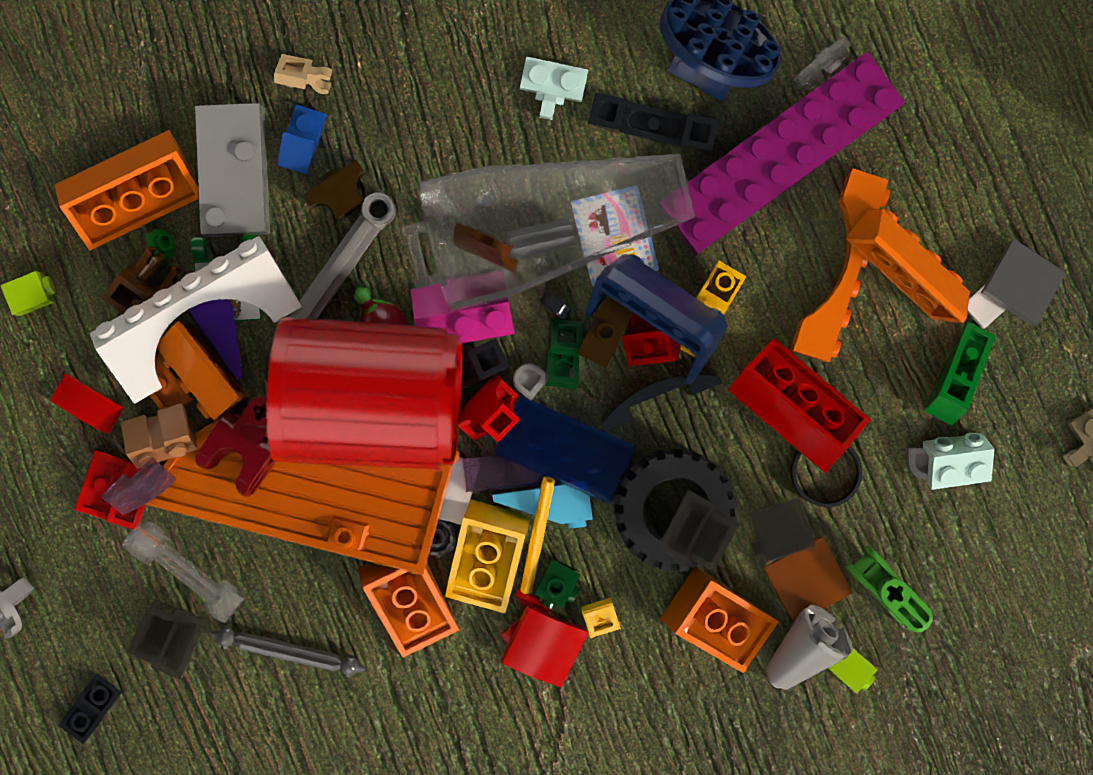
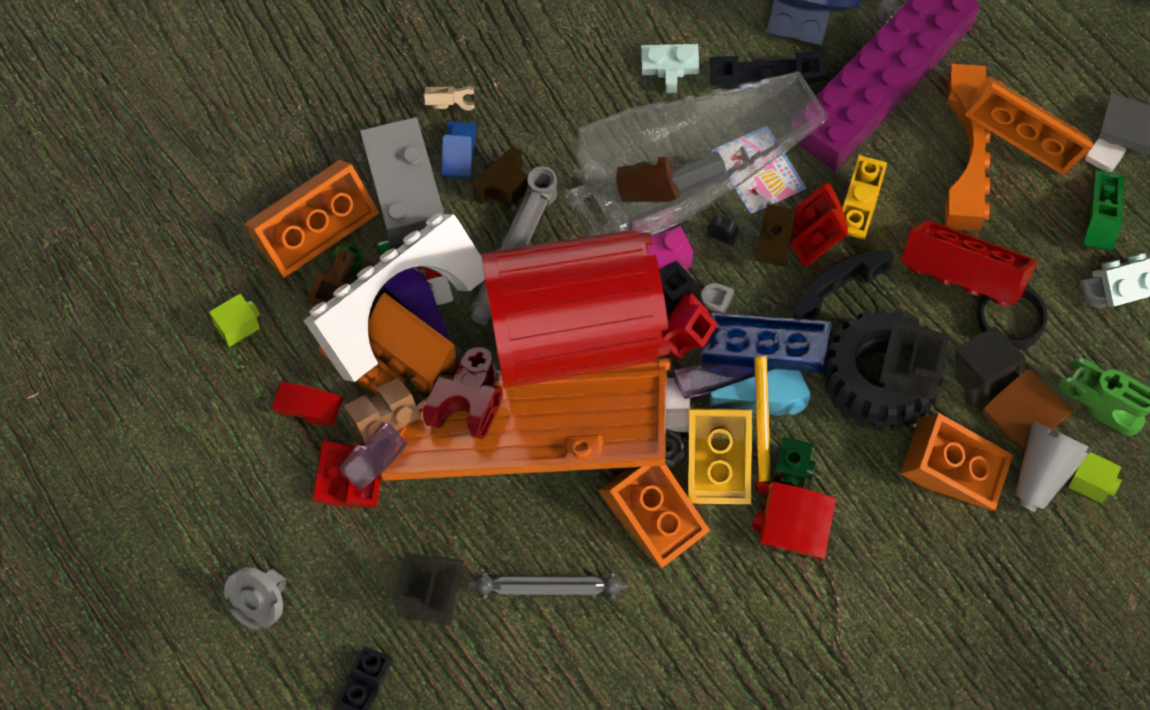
camera: 10 degrees left, 25 degrees down
(150, 543) = (393, 510): clear piece -> none
(562, 357) = (741, 269): dark green slope -> none
(600, 617) = (843, 486): yellow tile -> none
(662, 306) = (822, 183): dark blue windscreen -> none

